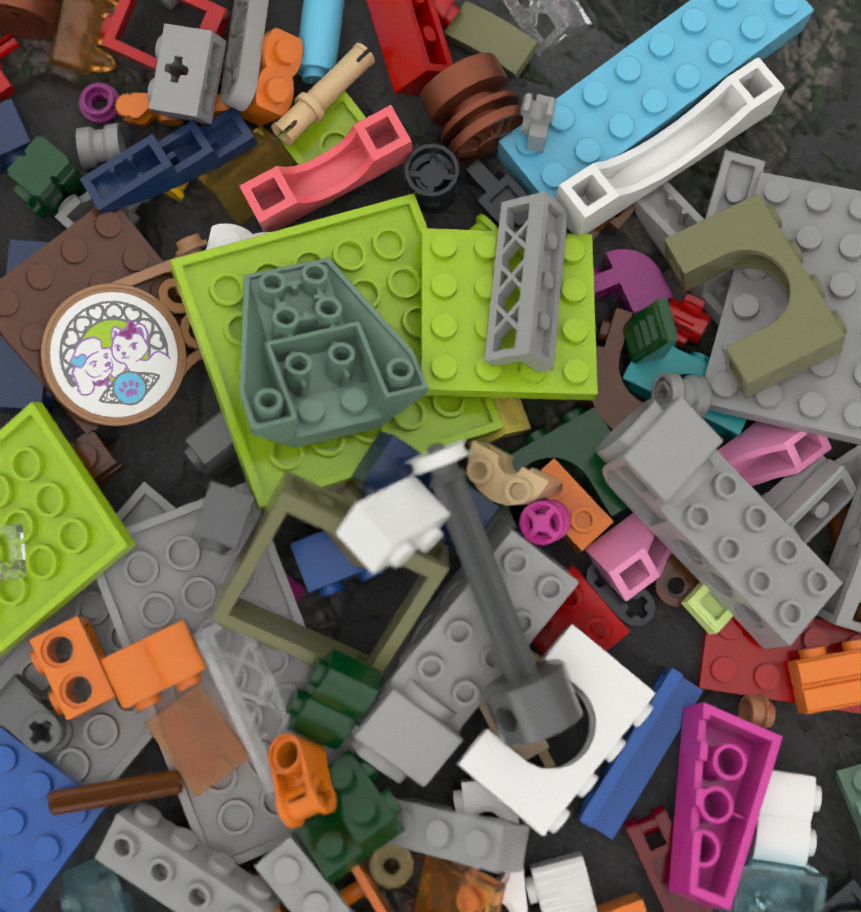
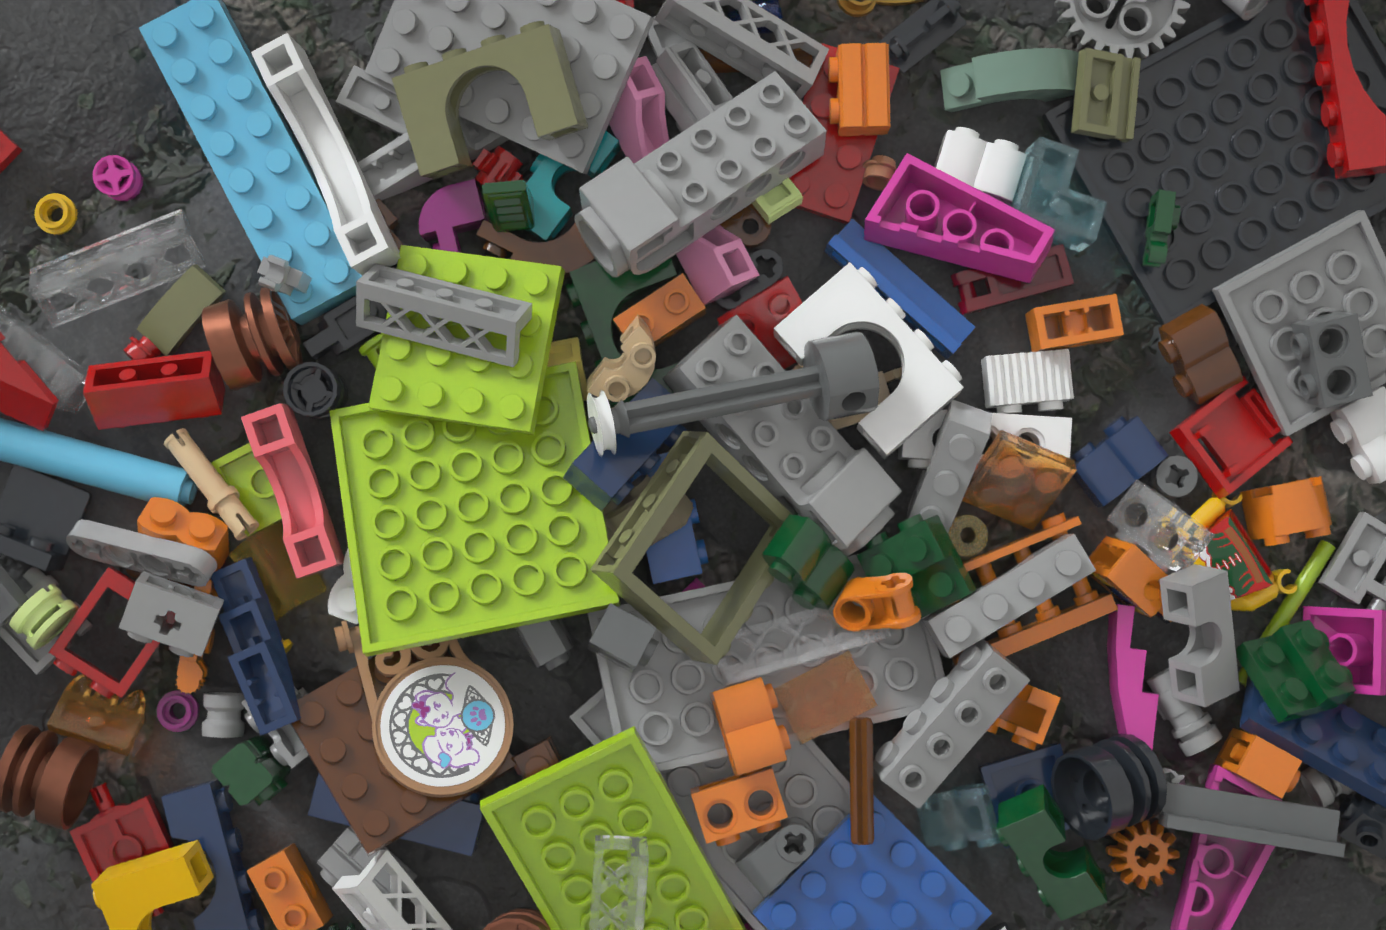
camera: 80 degrees left, 5 degrees up
(319, 357) = (482, 523): sand green wedge -> none
(393, 524) = (660, 474): white brick -> none
(538, 526) = (677, 344): dark pink wheel -> none
(692, 388) = (570, 176): light grey wheel -> none

